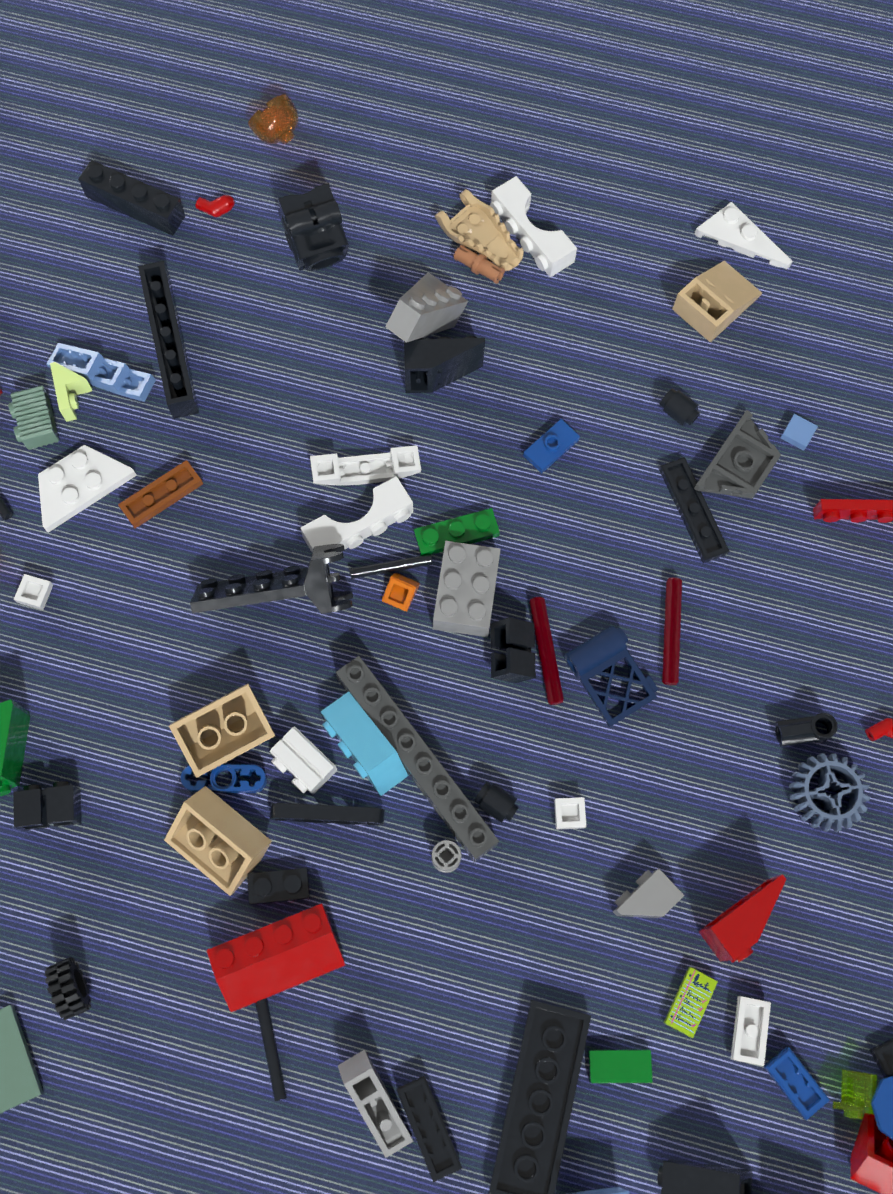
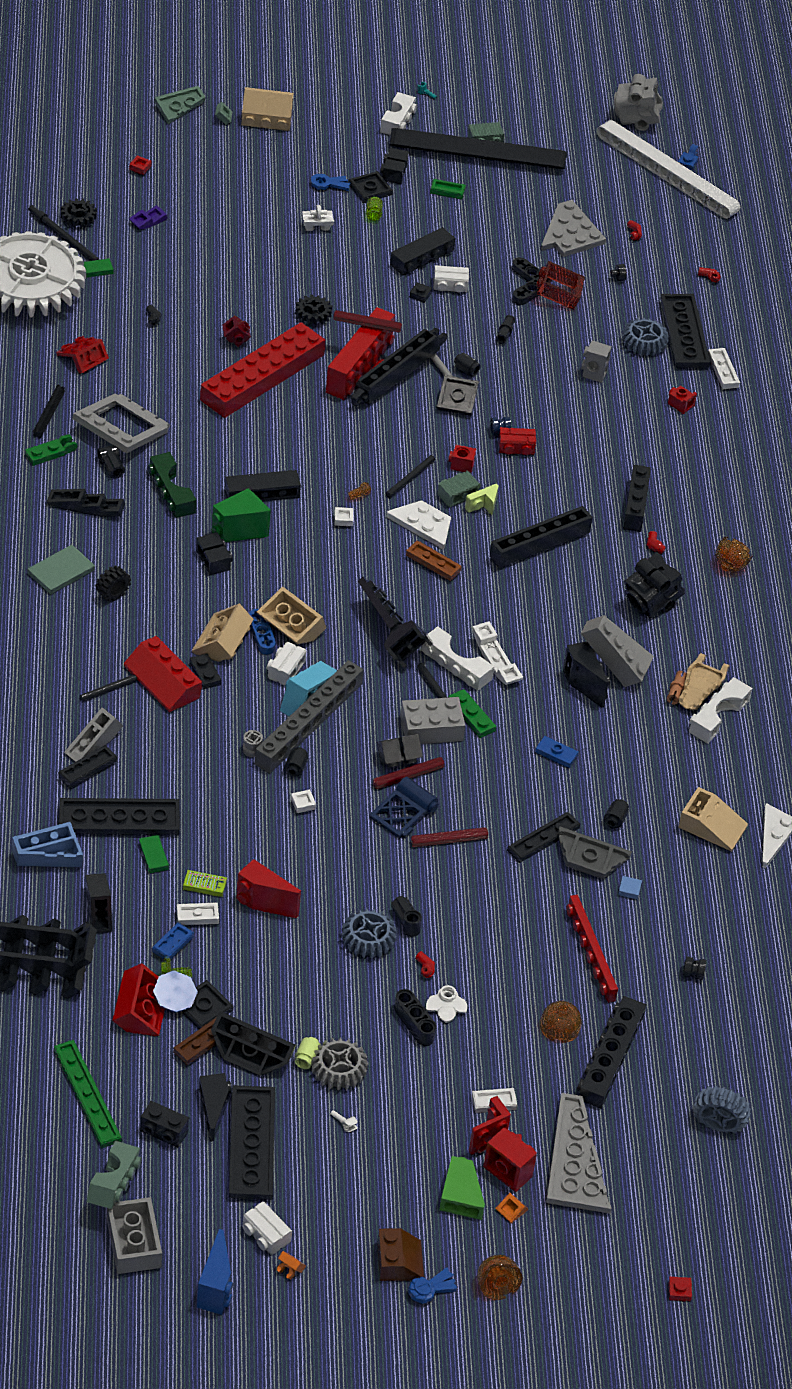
camera: 70 degrees right, 25 degrees down
(102, 372) = (504, 512): medium blue slope -> none
(327, 814) = (257, 681): black beam -> none
(400, 591) = (418, 691): orange slope -> none
(651, 898) = (264, 847): light grey slope -> none

